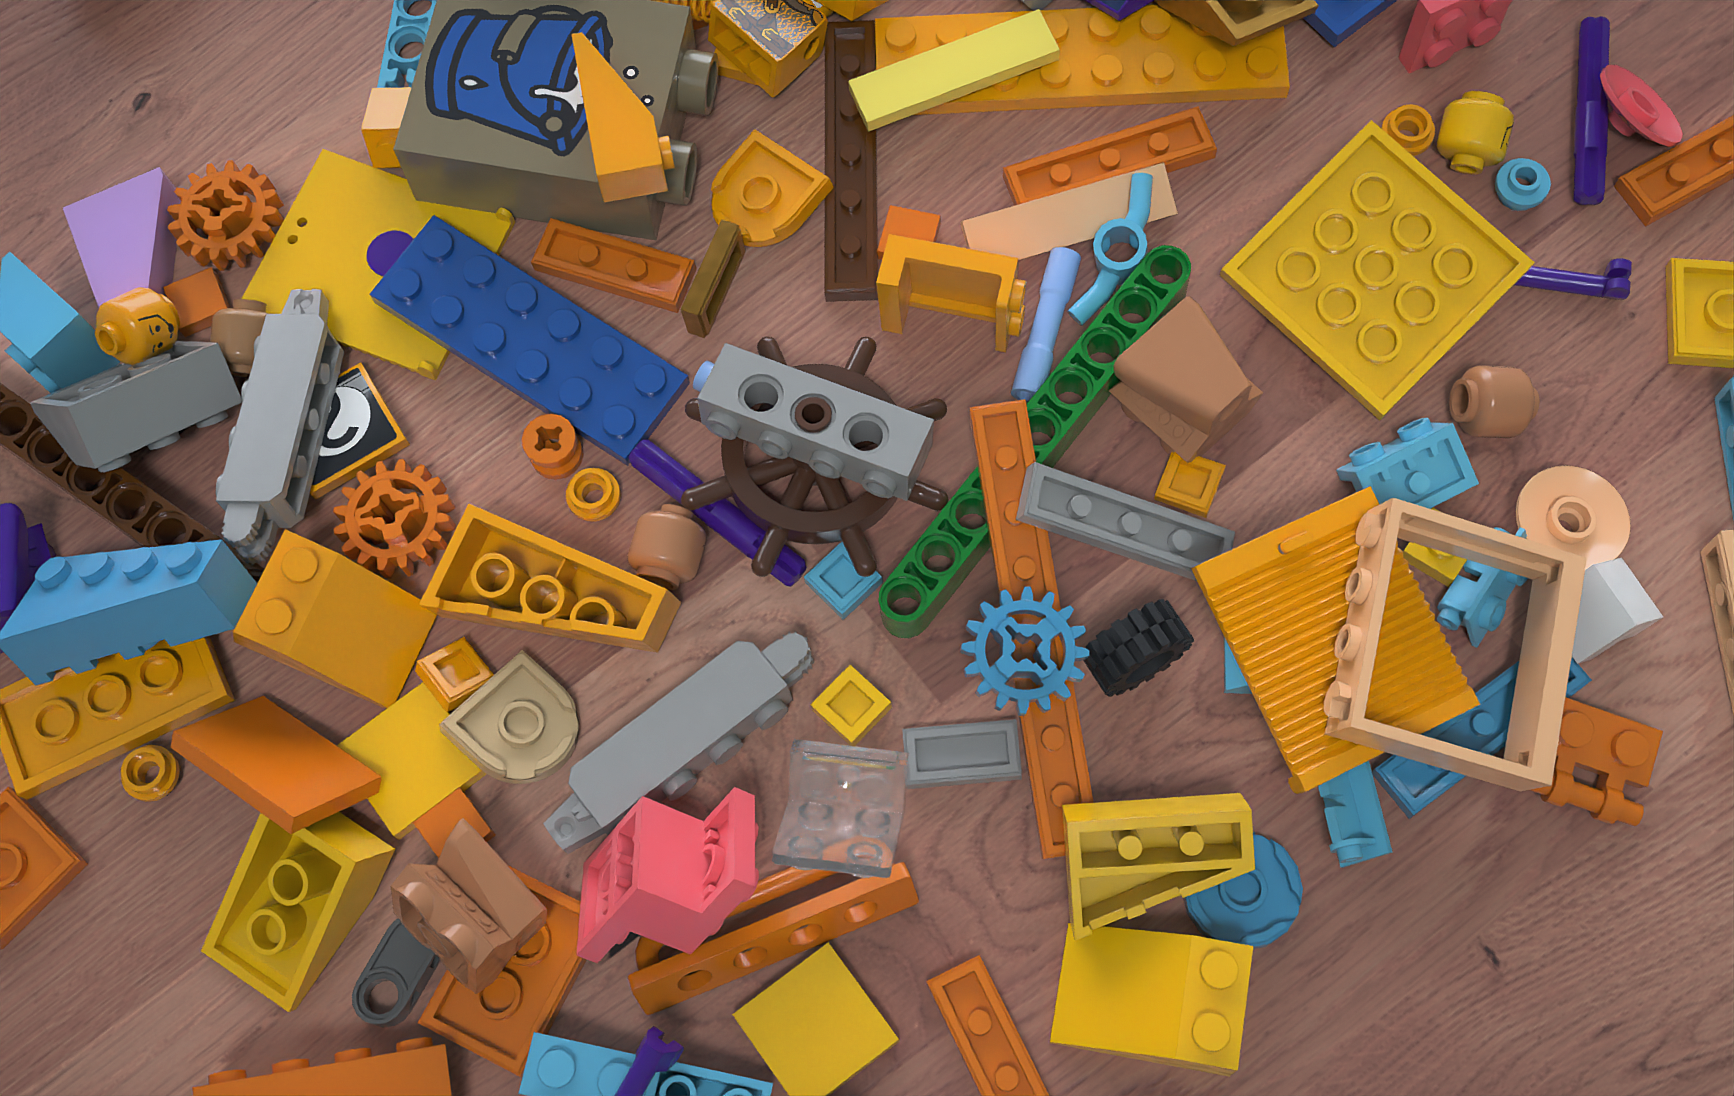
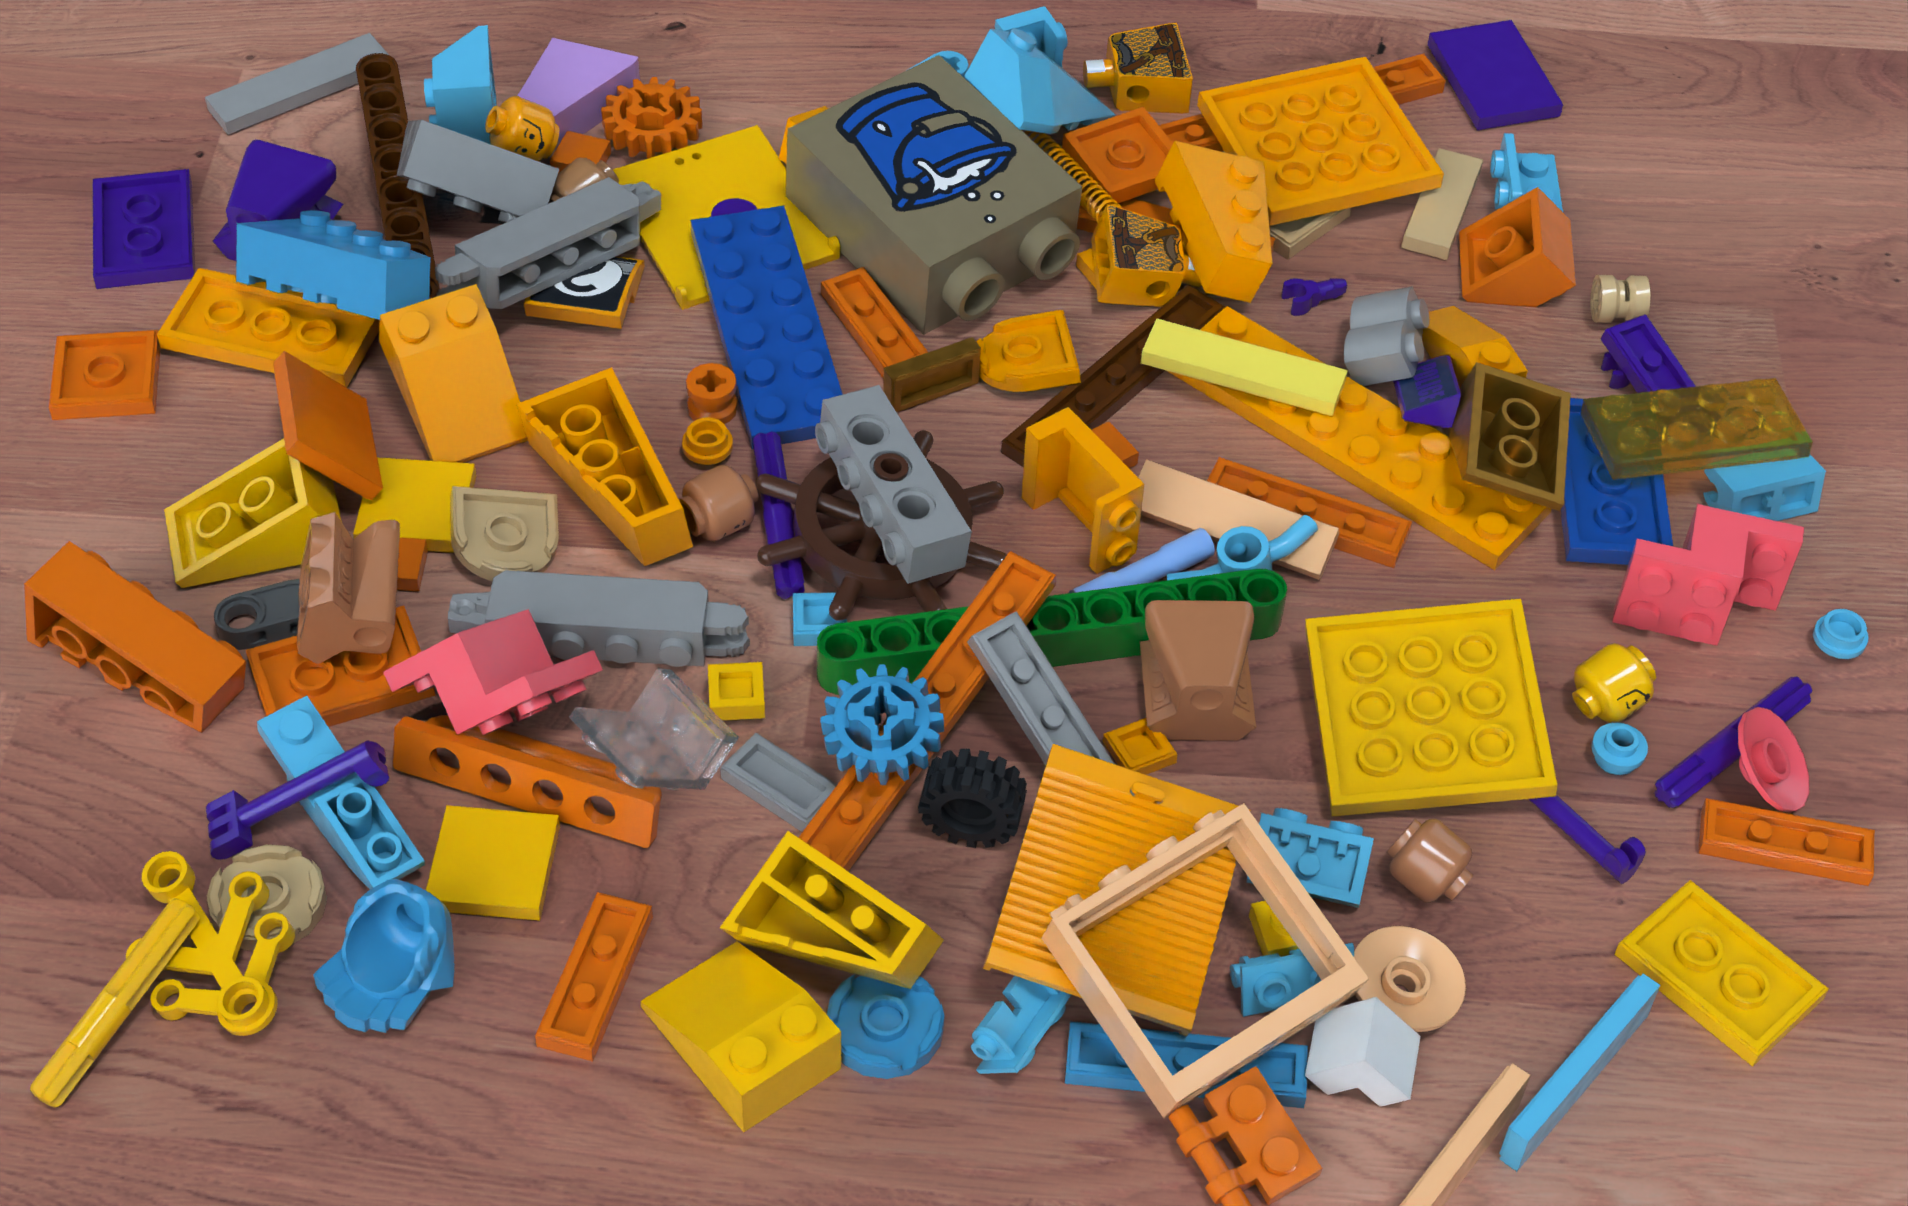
camera: 30 degrees right, 20 degrees down
(135, 769) = (248, 386): light orange plate -> none
(409, 534) = (558, 353): orange gear -> none
(453, 673) = (497, 469): light orange tile -> none
(621, 130) = (938, 220): light orange slope -> none
(1415, 120) = (1563, 648): light orange plate -> none

